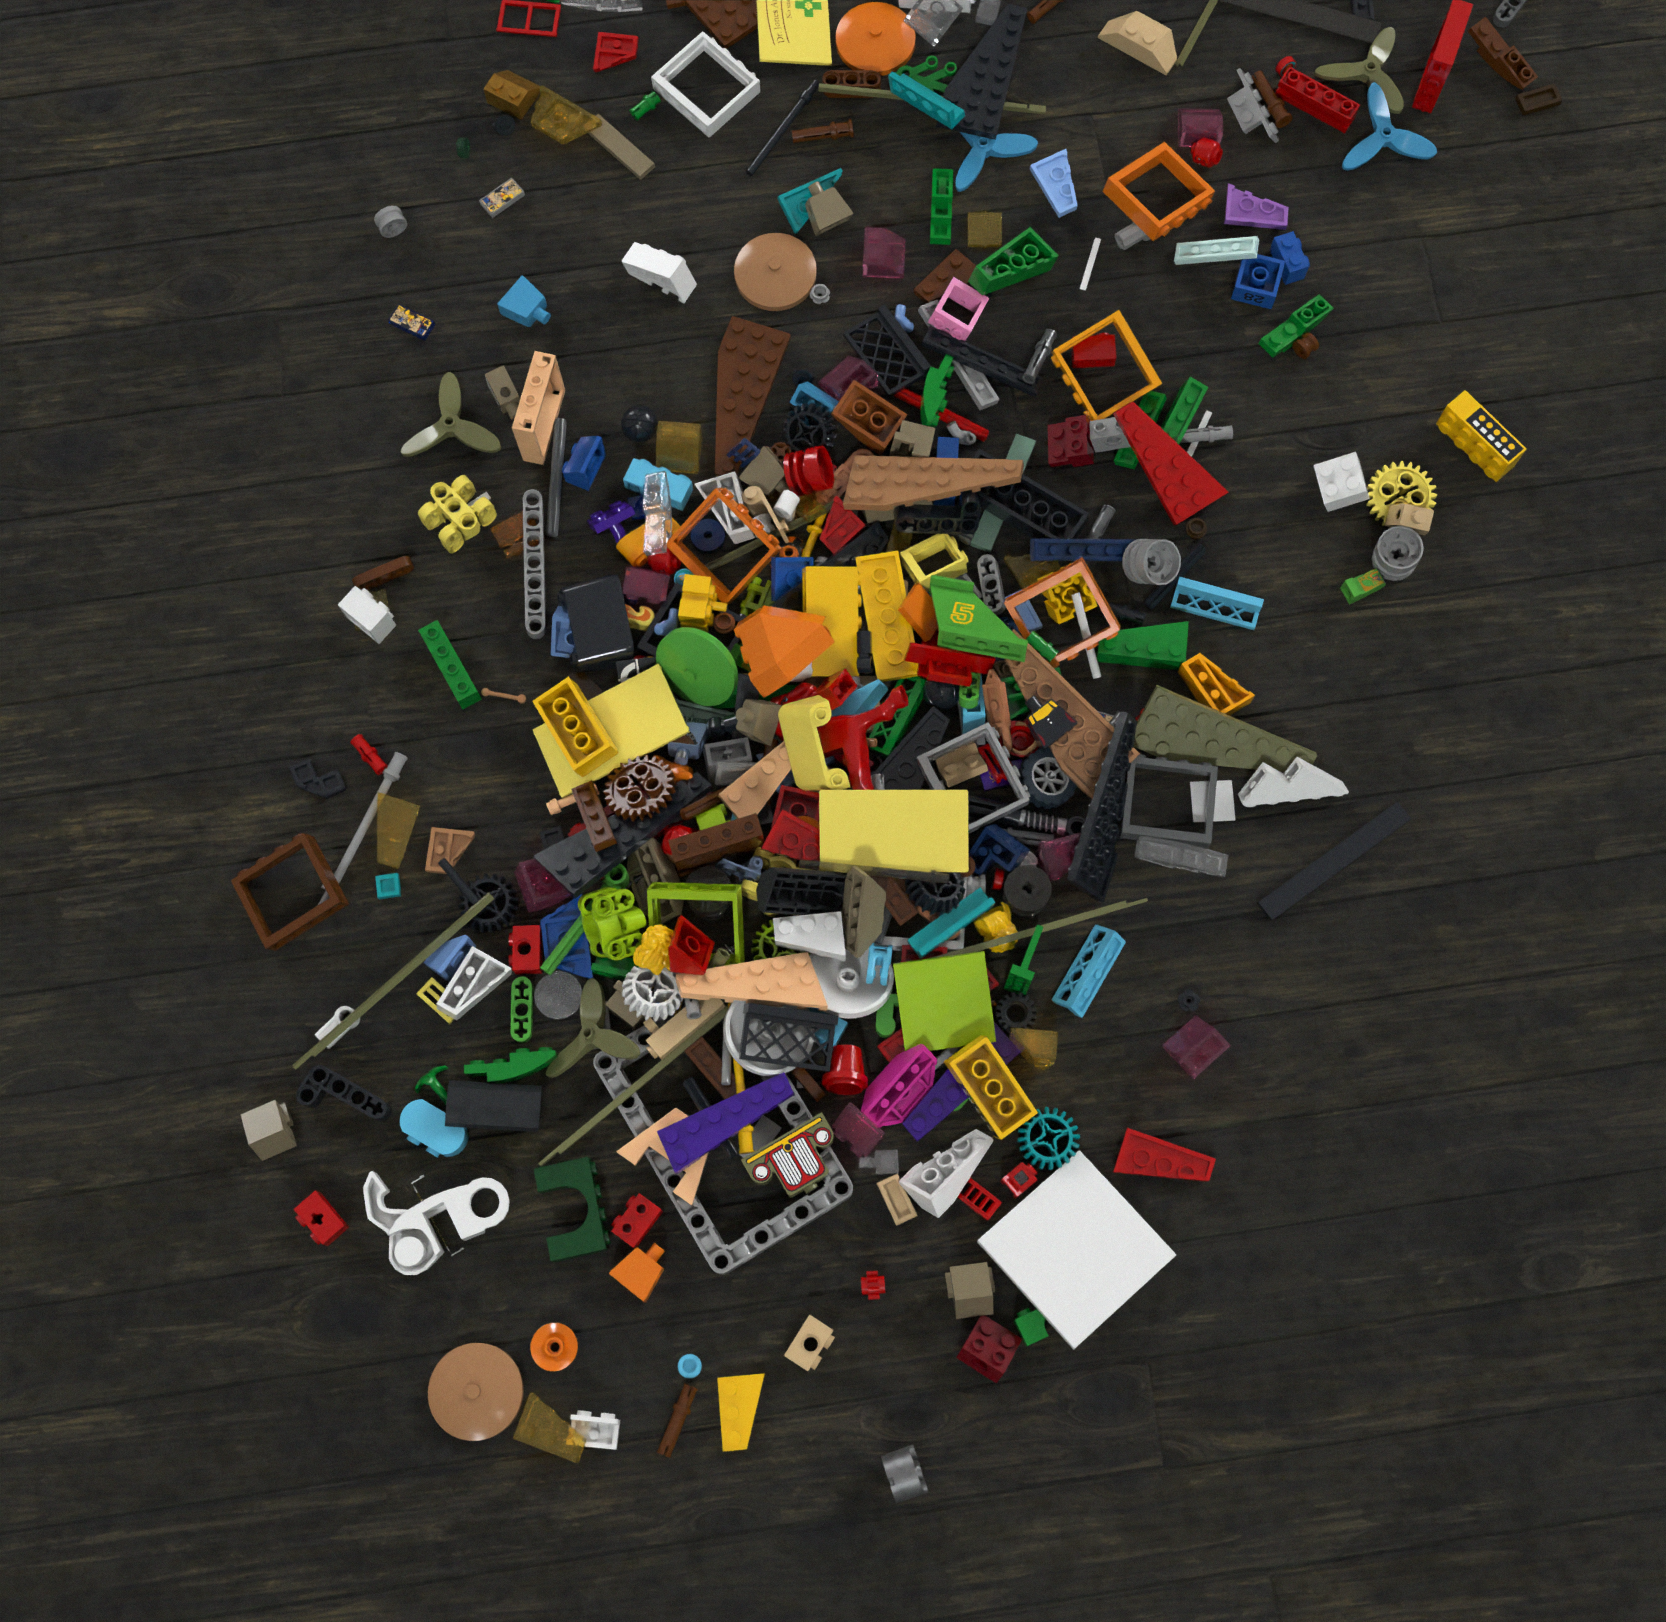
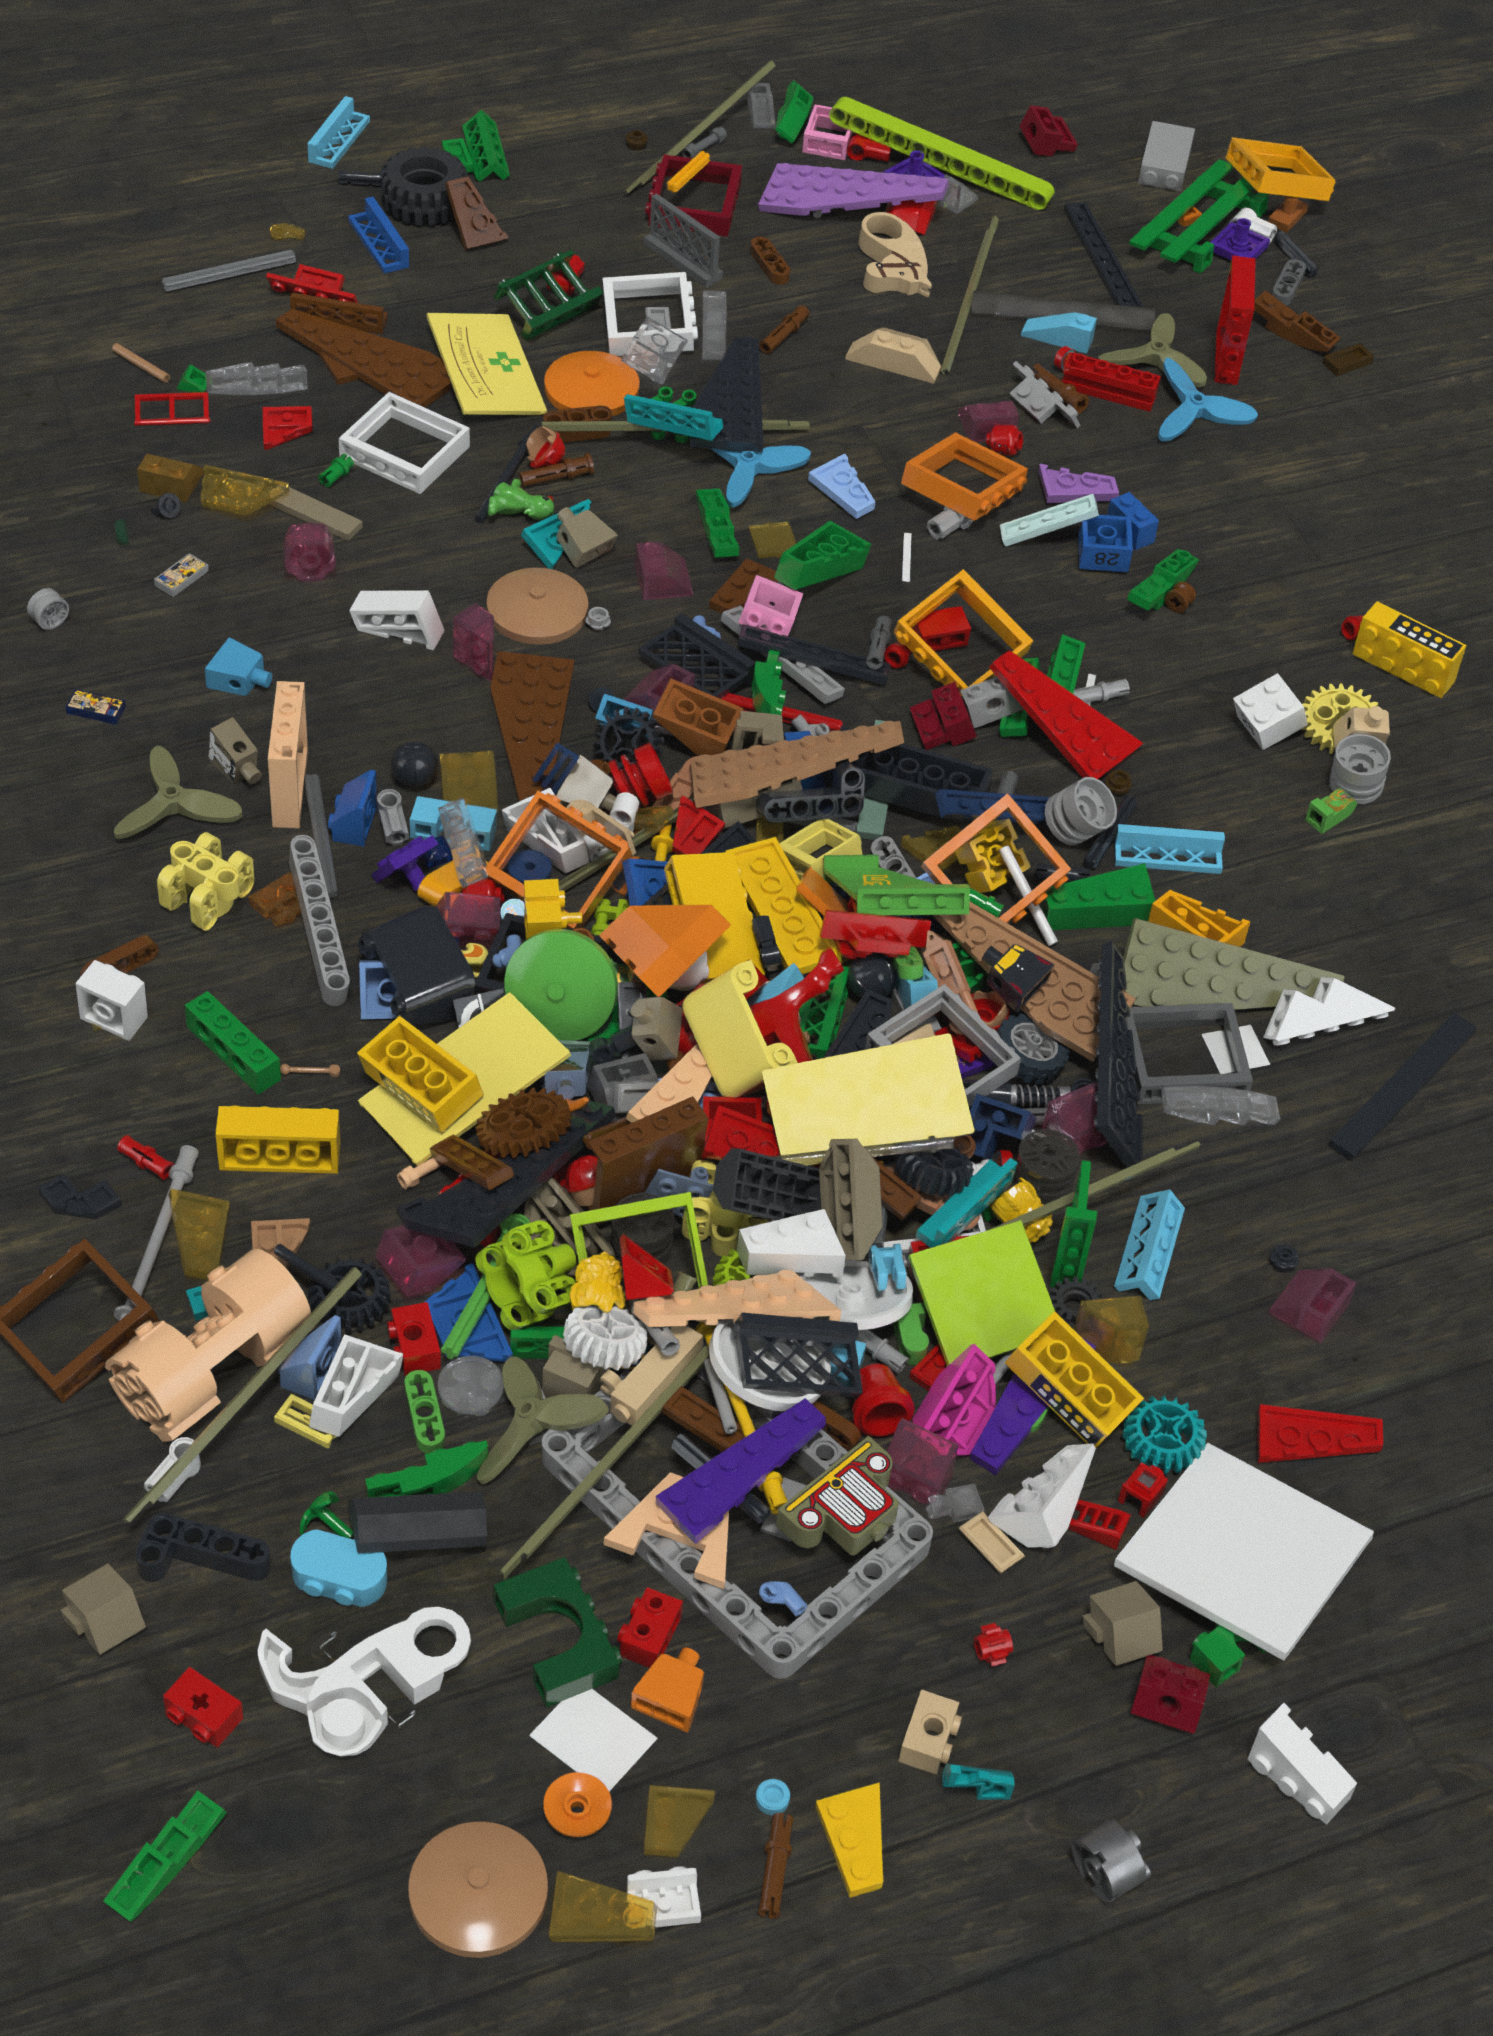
camera: 20 degrees left, 25 degrees down
(276, 1324) = (165, 1857): none -> green slope
(345, 955) = (169, 1375): none -> light nougat cylinder
(463, 762) = (278, 1139): none -> yellow brick
(580, 1293) = (593, 1737): none -> white sticker
(602, 194) = (309, 551): none -> clear pink brick
(612, 472) = (392, 817): none -> light grey piece
(616, 1370) = (673, 1818): none -> clear yellow wing
(713, 307) = (474, 639): none -> clear pink slope
(730, 1221) = (782, 1594): none -> medium blue arm
(781, 160) = (516, 500): none -> bright green animal
(818, 109) = (545, 448): none -> piece
(832, 1388) = (989, 1783): none -> teal slope
(864, 1028) = (882, 1351): none -> light grey axle
(1049, 370) = (897, 655): none -> red cone
(1062, 1431) = (1299, 1766): none -> white wedge
(1292, 33) = (1062, 330): none -> medium azure slope
(1444, 397) = (1351, 627): none -> red cone

